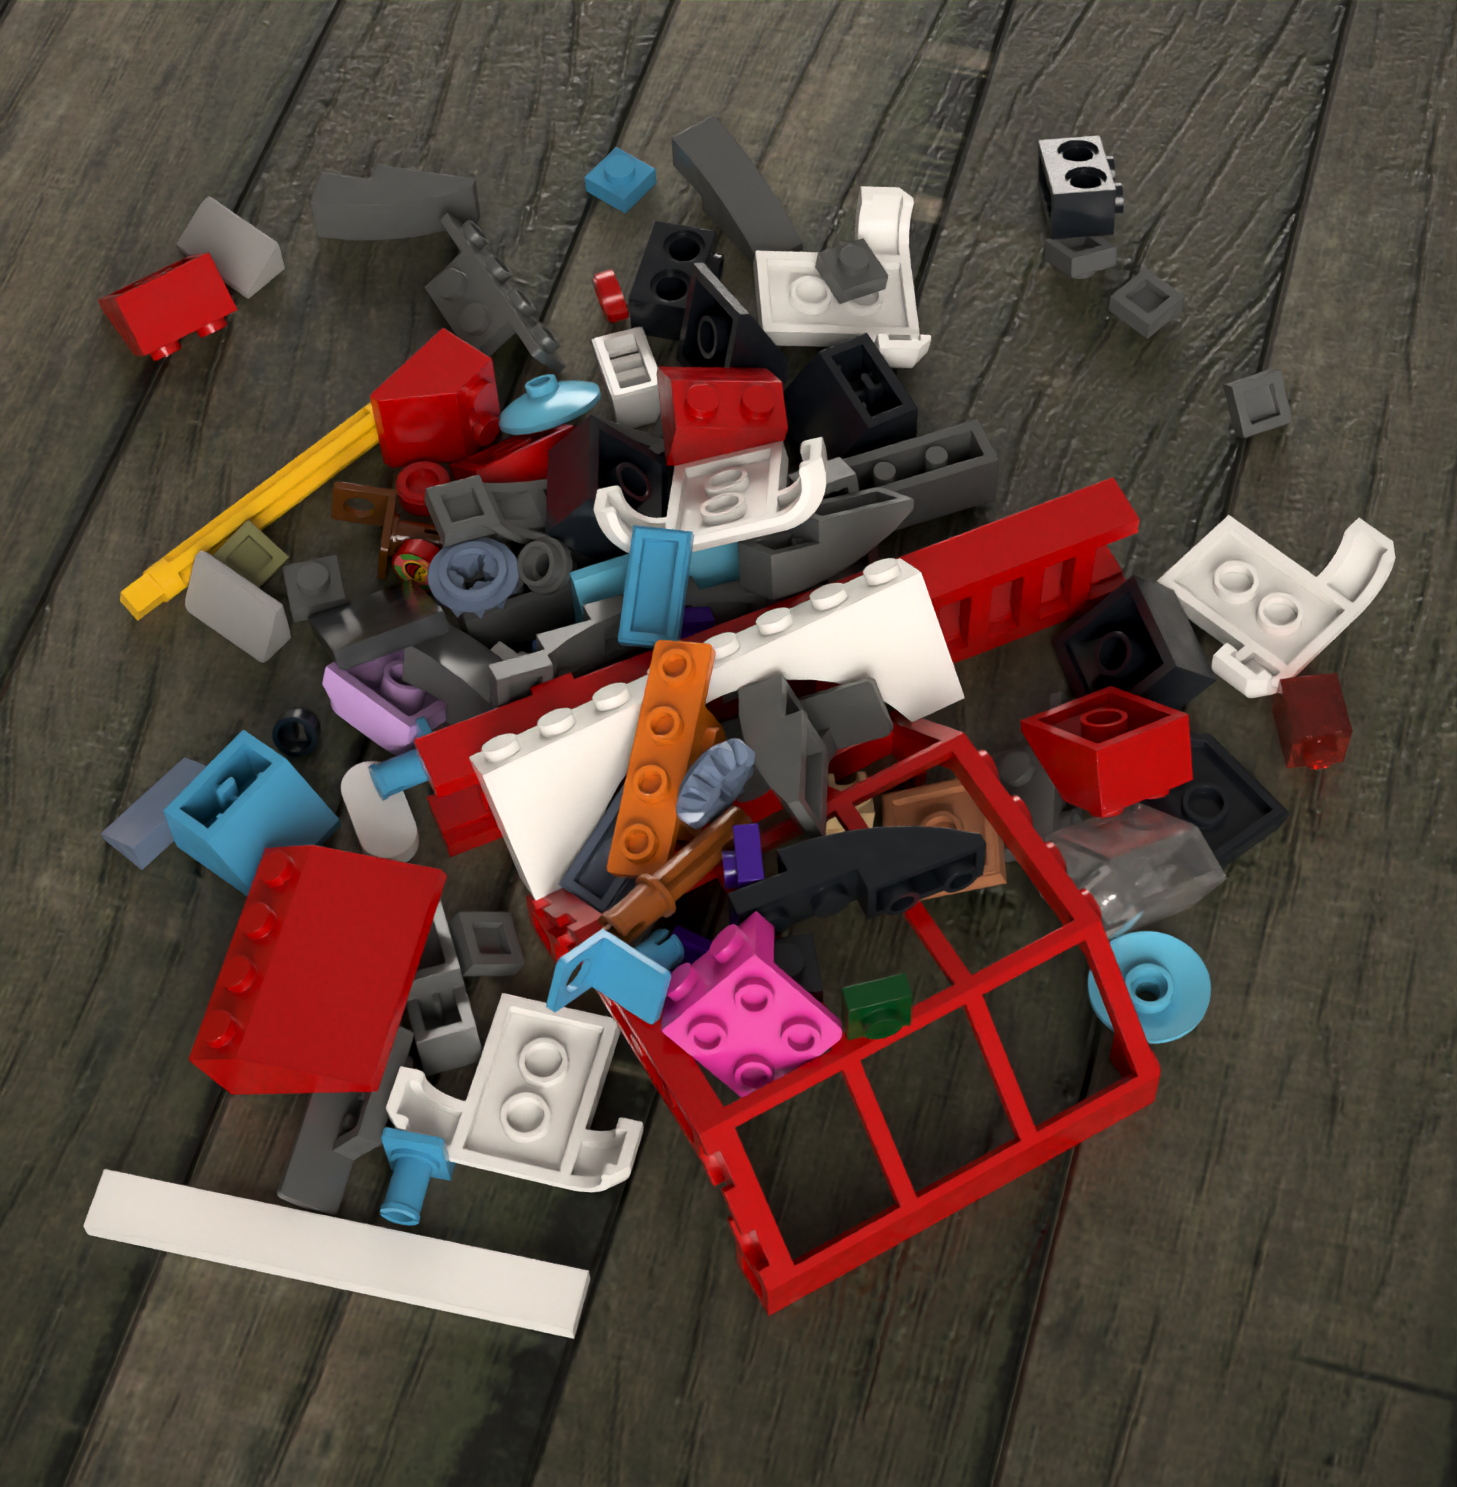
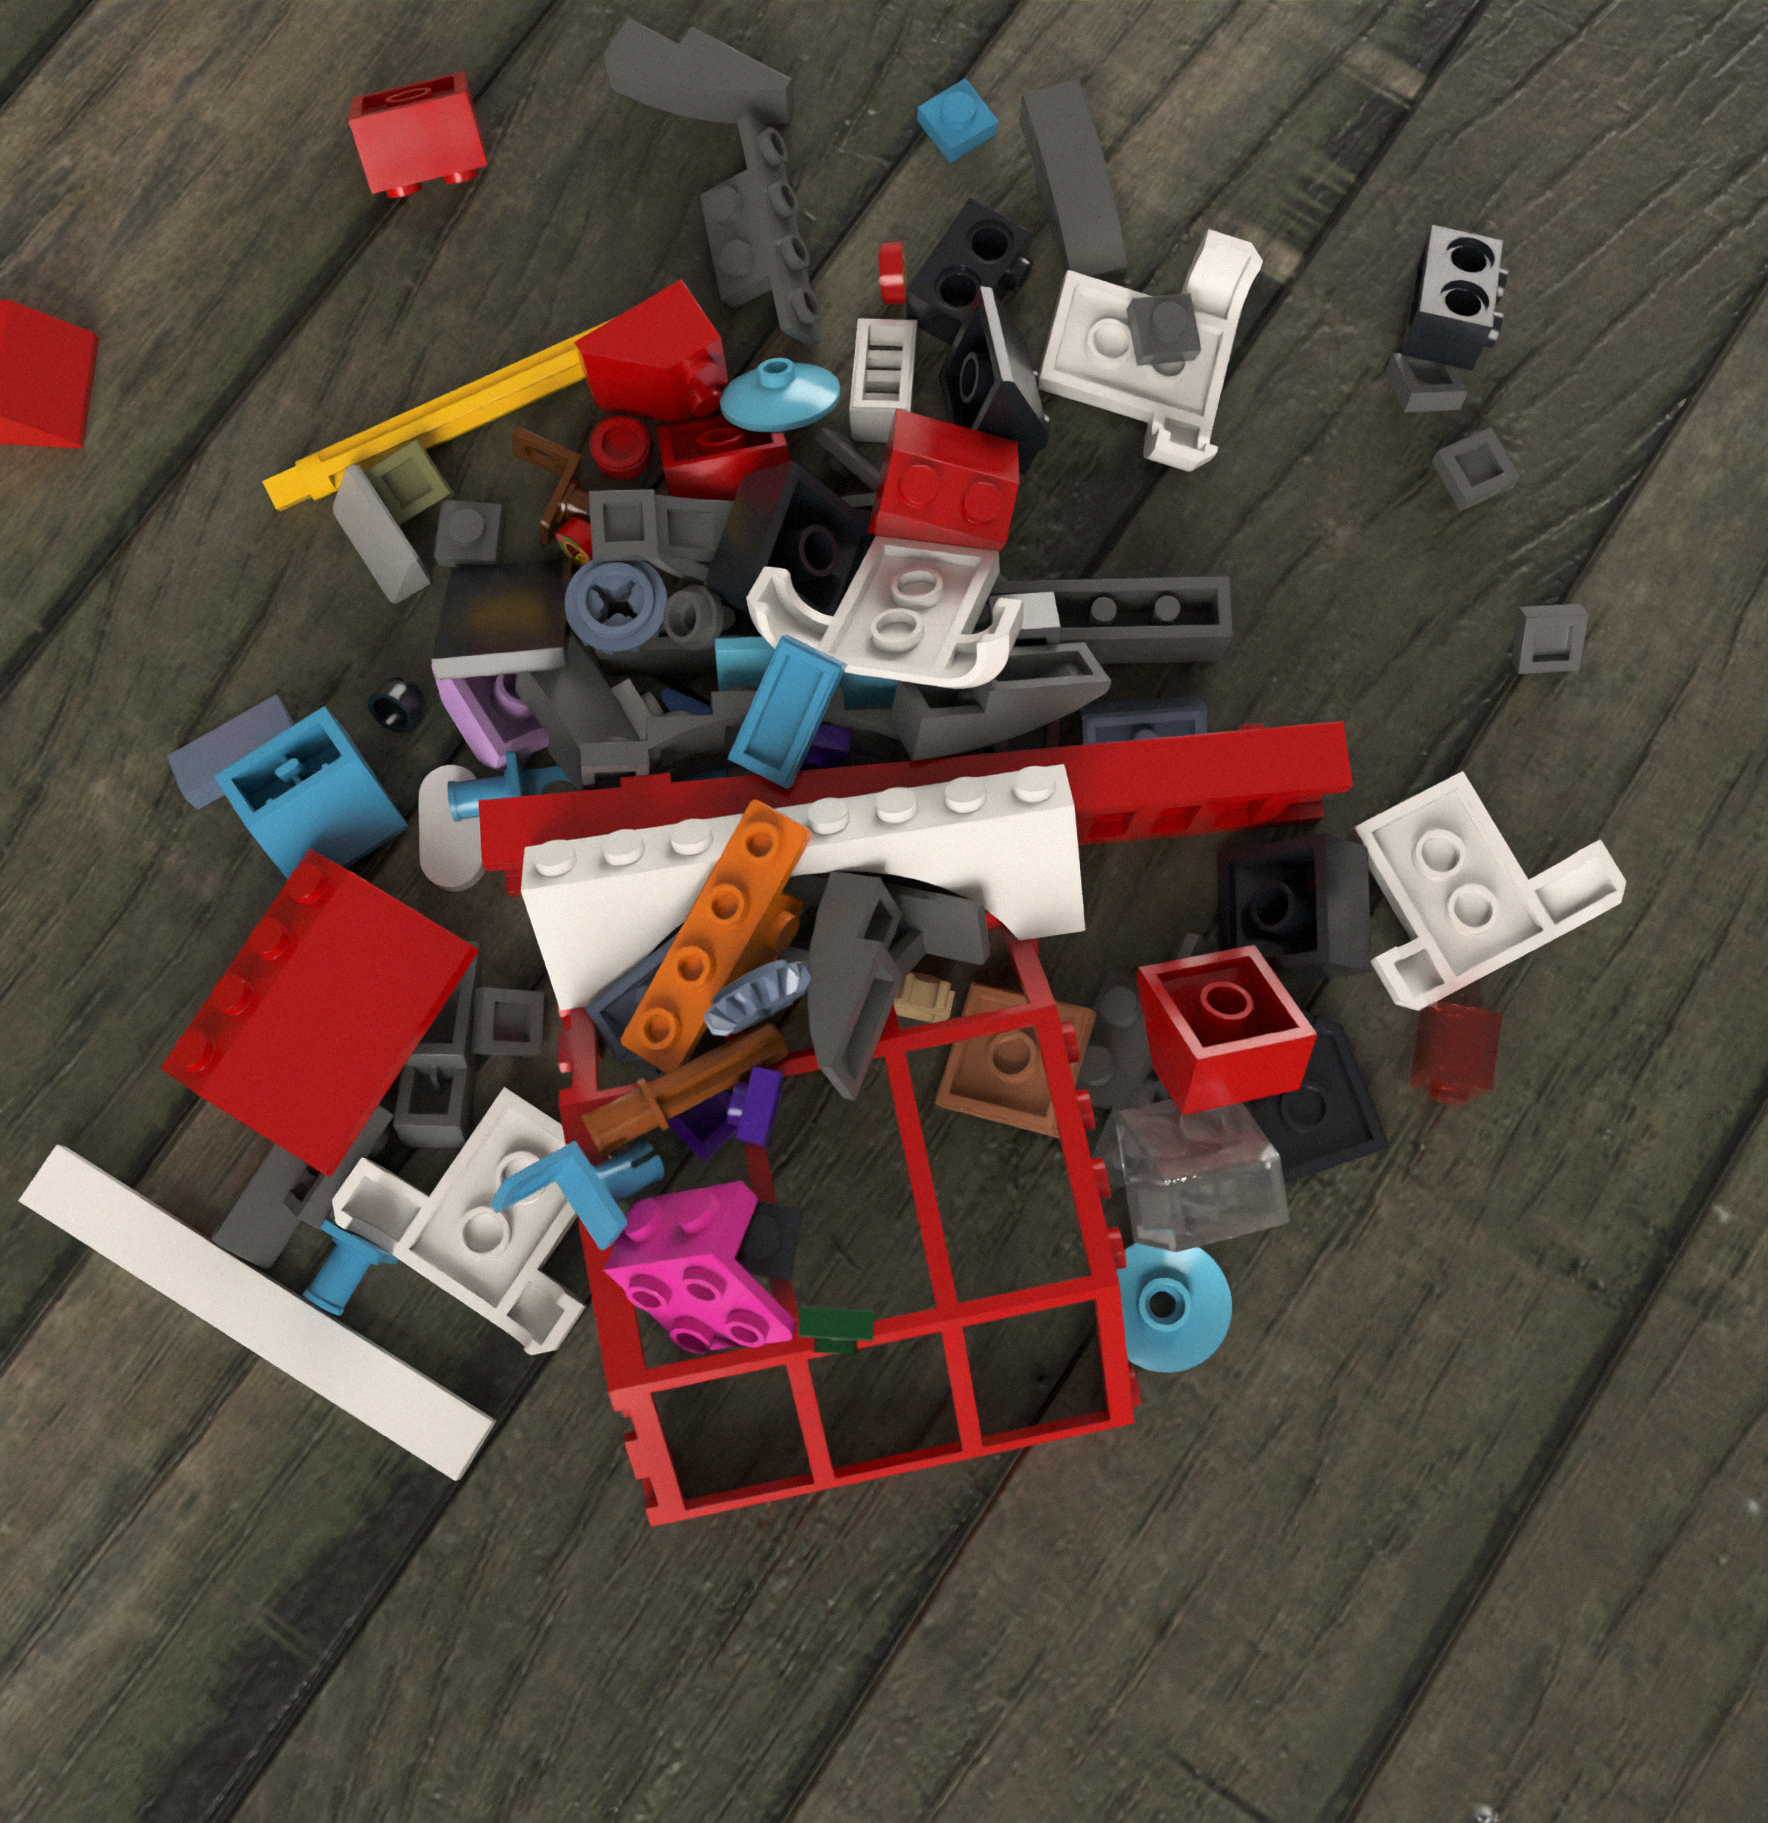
camera: 15 degrees right, 20 degrees up
(239, 250) = (509, 79): light grey slope -> none
(849, 401) = (1095, 507): black slope -> none
(876, 866) = (901, 1156): black slope -> none

